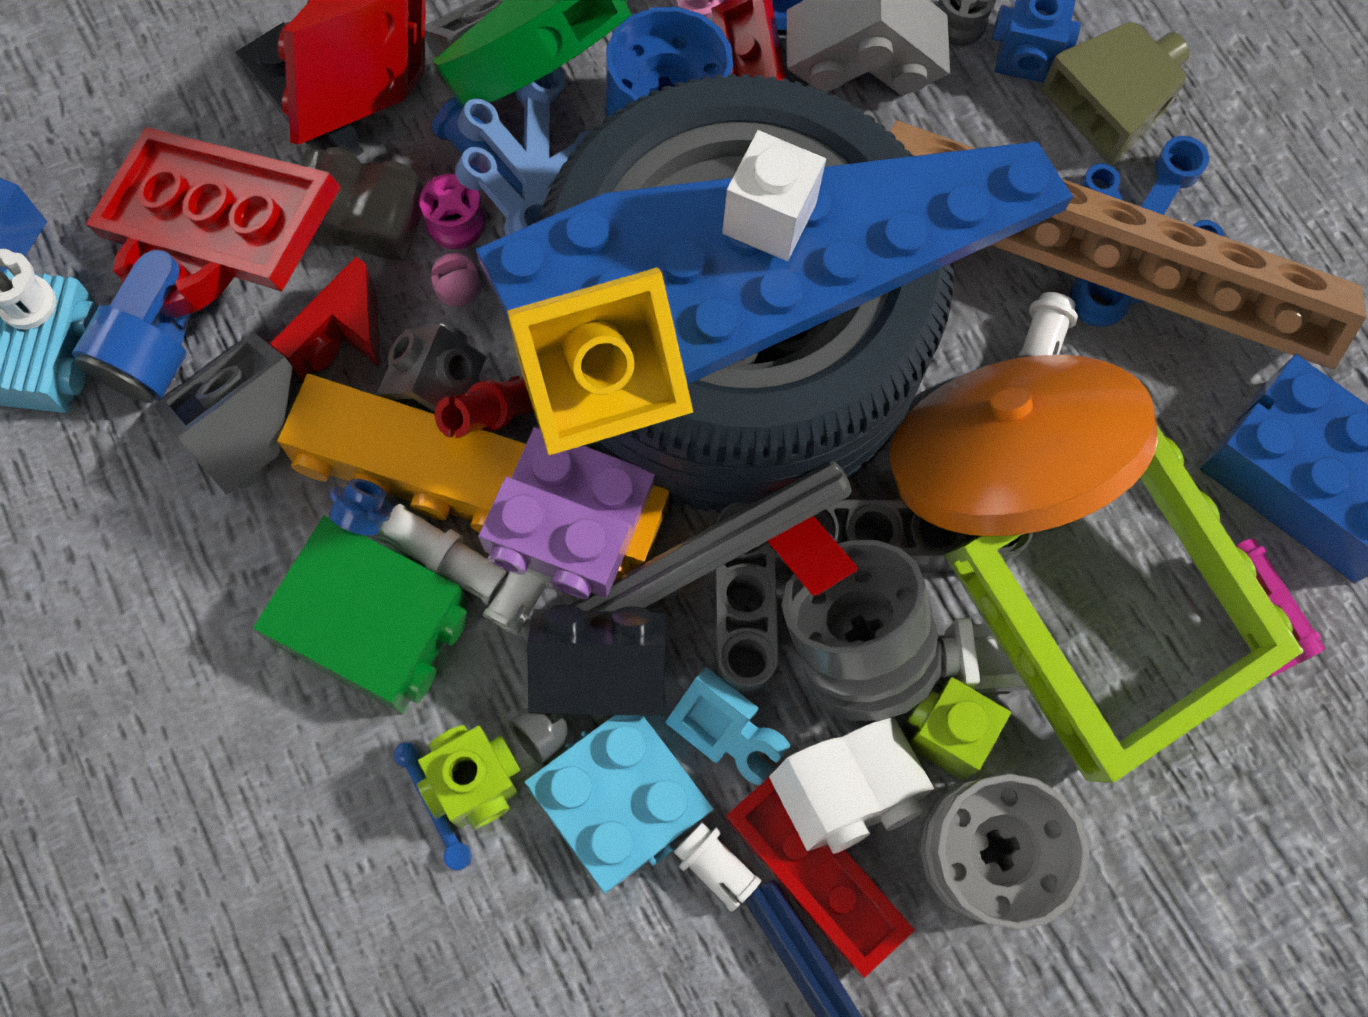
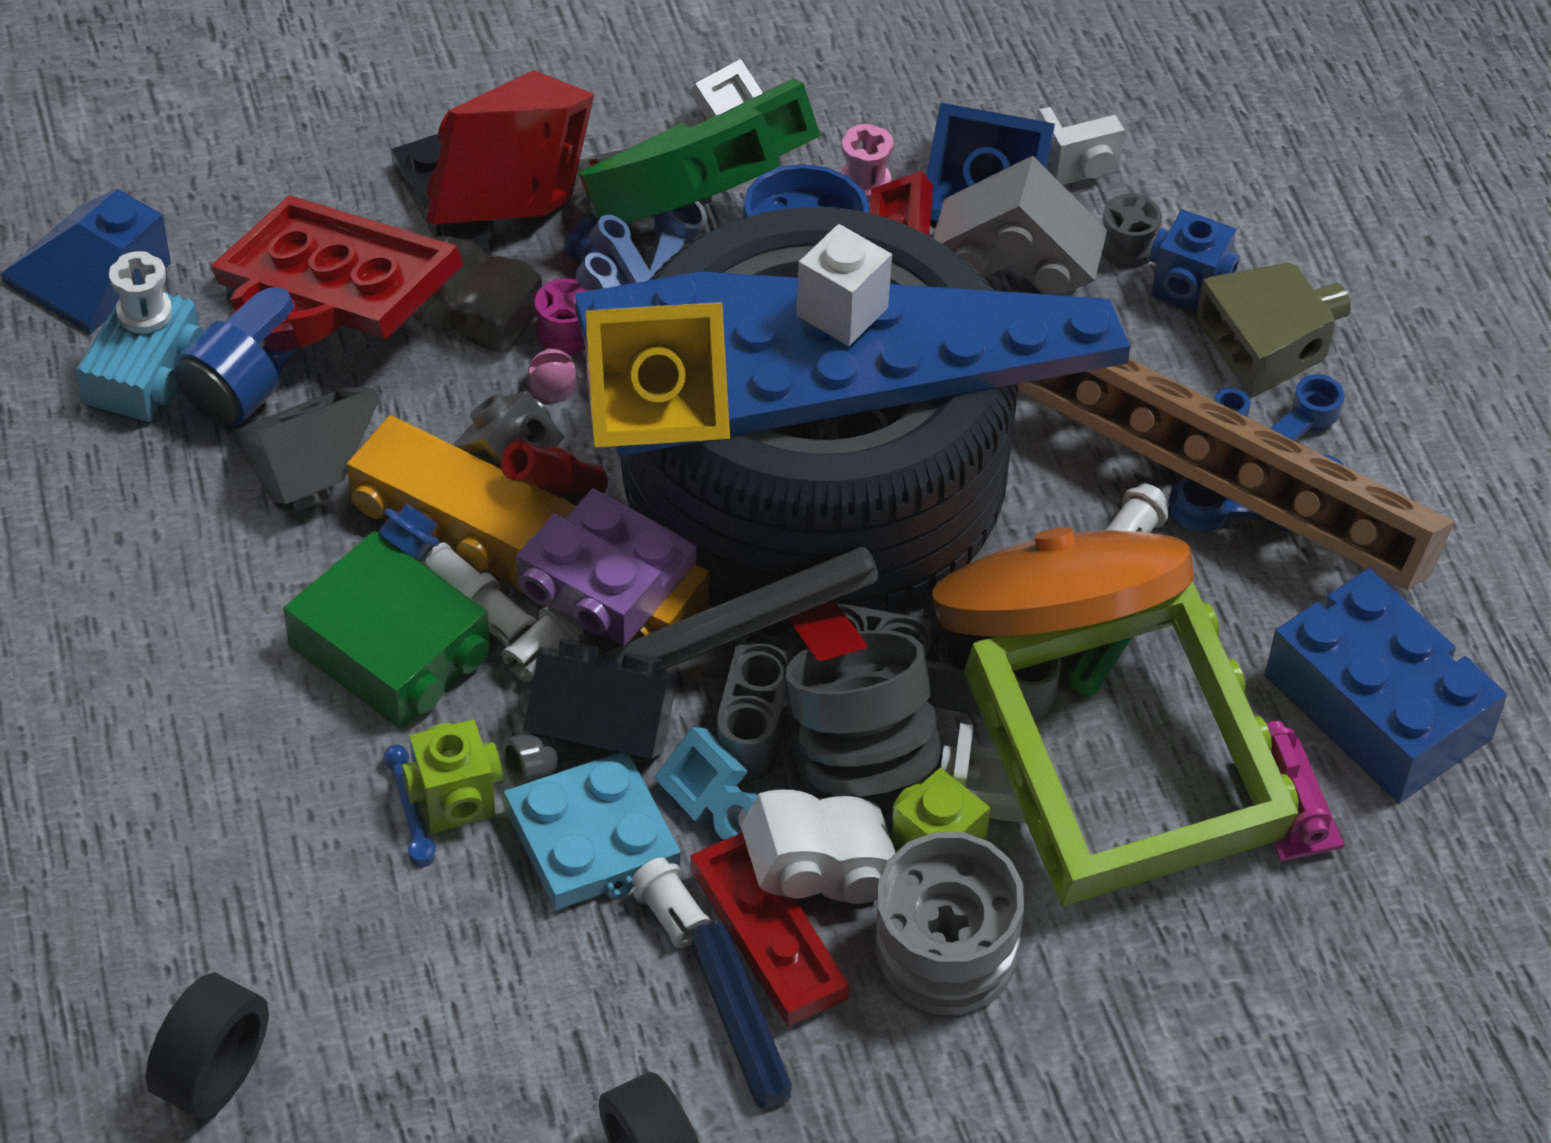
camera: 15 degrees right, 20 degrees down
(338, 313) = (428, 381): red slope -> none

